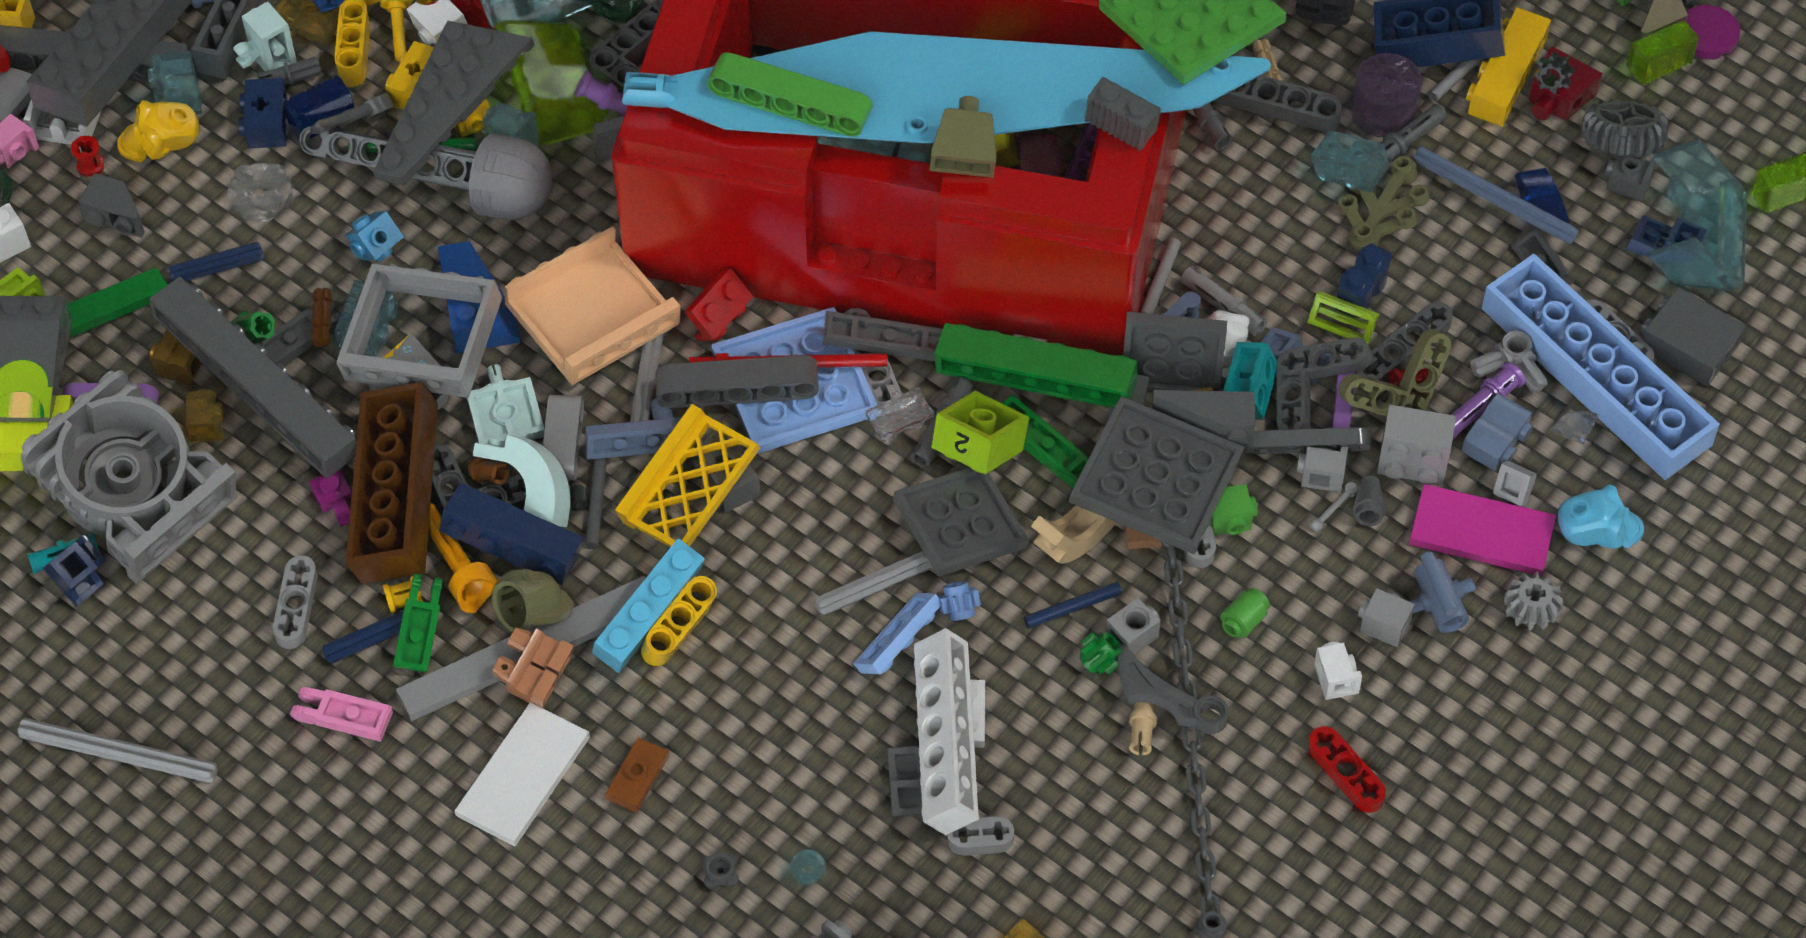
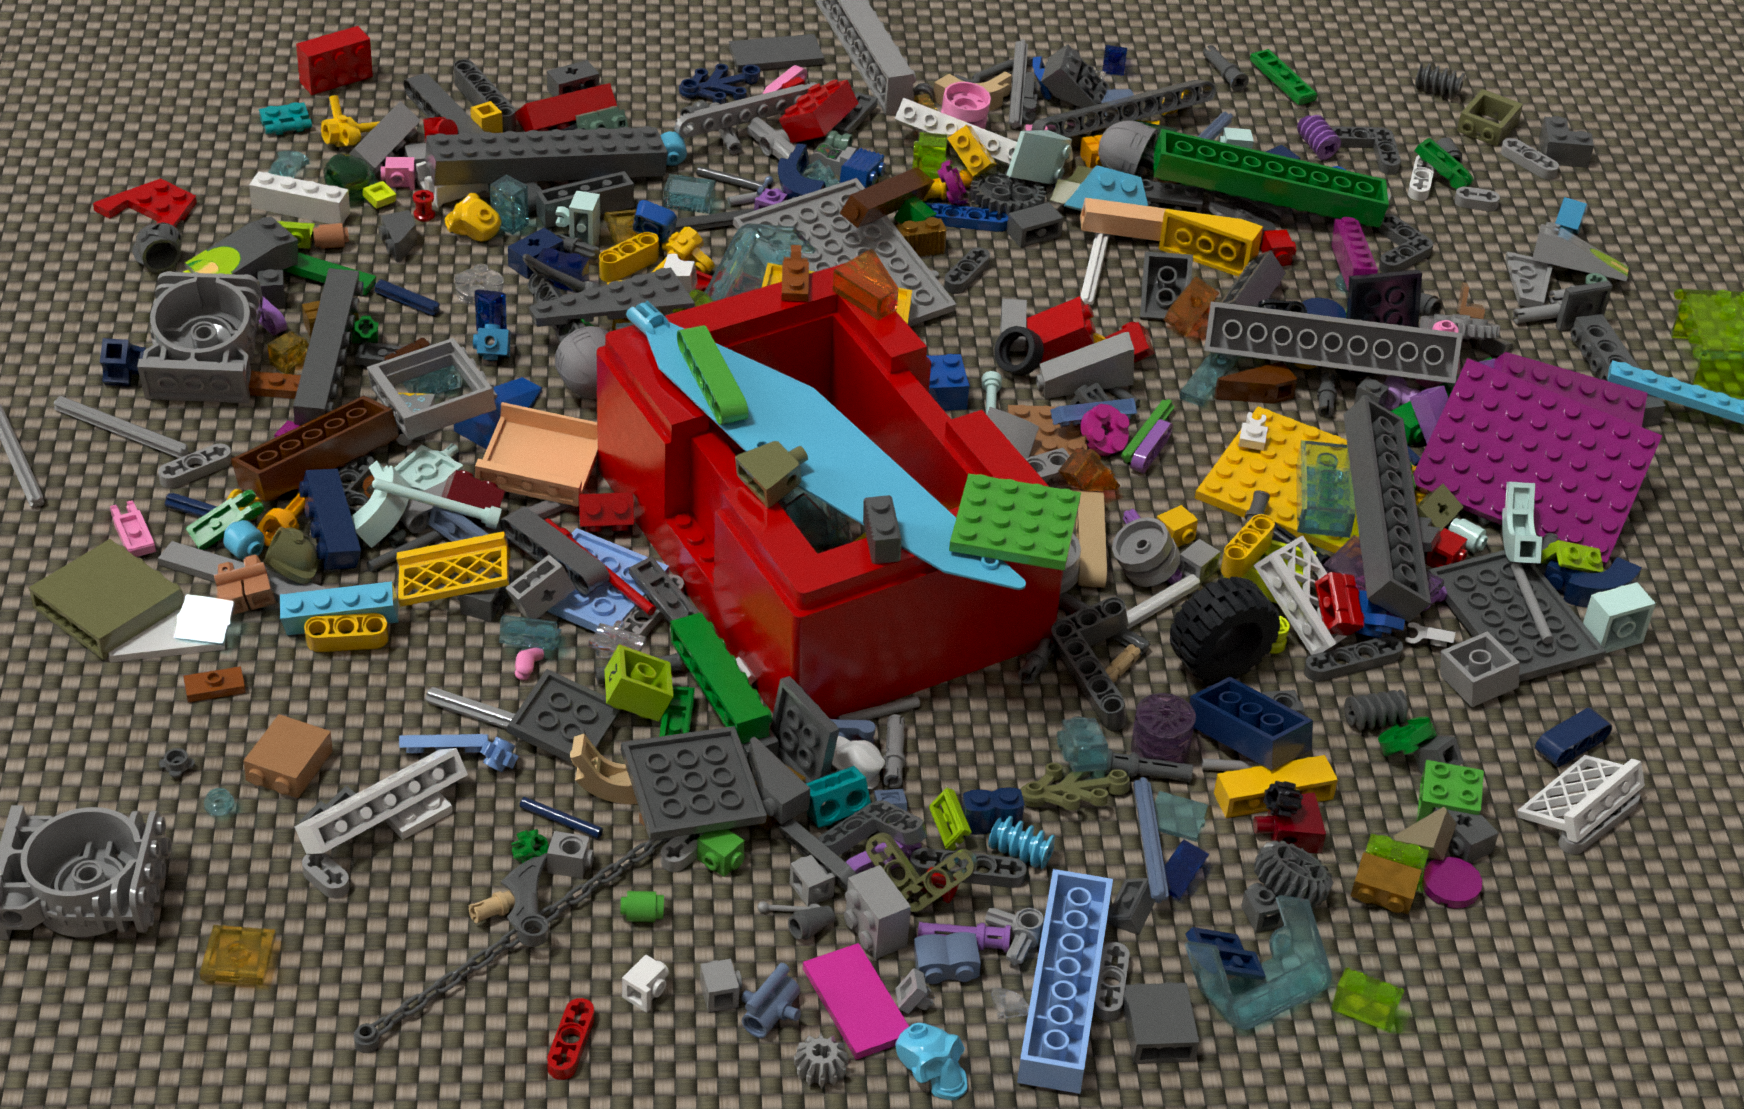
camera: 45 degrees right, 15 degrees down
(25, 182) = (379, 194): none -> neon yellow plate
(52, 264) = (330, 236): none -> nougat brick
(86, 364) = (273, 287): none -> dark grey brick
(167, 631) = (121, 427): none -> light grey axle
(250, 448) = (273, 384): none -> dark orange plate
(333, 210) = (490, 308): none -> clear blue slope
(432, 794) = (105, 597): none -> olive brick
(462, 626) = (243, 539): none -> medium azure head
(551, 728) = (204, 620): none -> clear light blue piece
(598, 399) = (464, 488): none -> dark red brick
(643, 402) = (489, 516): none -> light aqua piece
(789, 425) = (540, 588): none -> light grey brick
(802, 772) = (288, 756): none -> medium nougat brick
(821, 475) = (529, 632): none -> clear light blue bracket
(852, 502) = (525, 662): none -> bright pink arm
(1419, 282) = (1021, 842): none -> medium azure piece
(1476, 154) = (1179, 816): none -> clear light blue piece
(1683, 76) = (1385, 883): none -> pearl gold brick

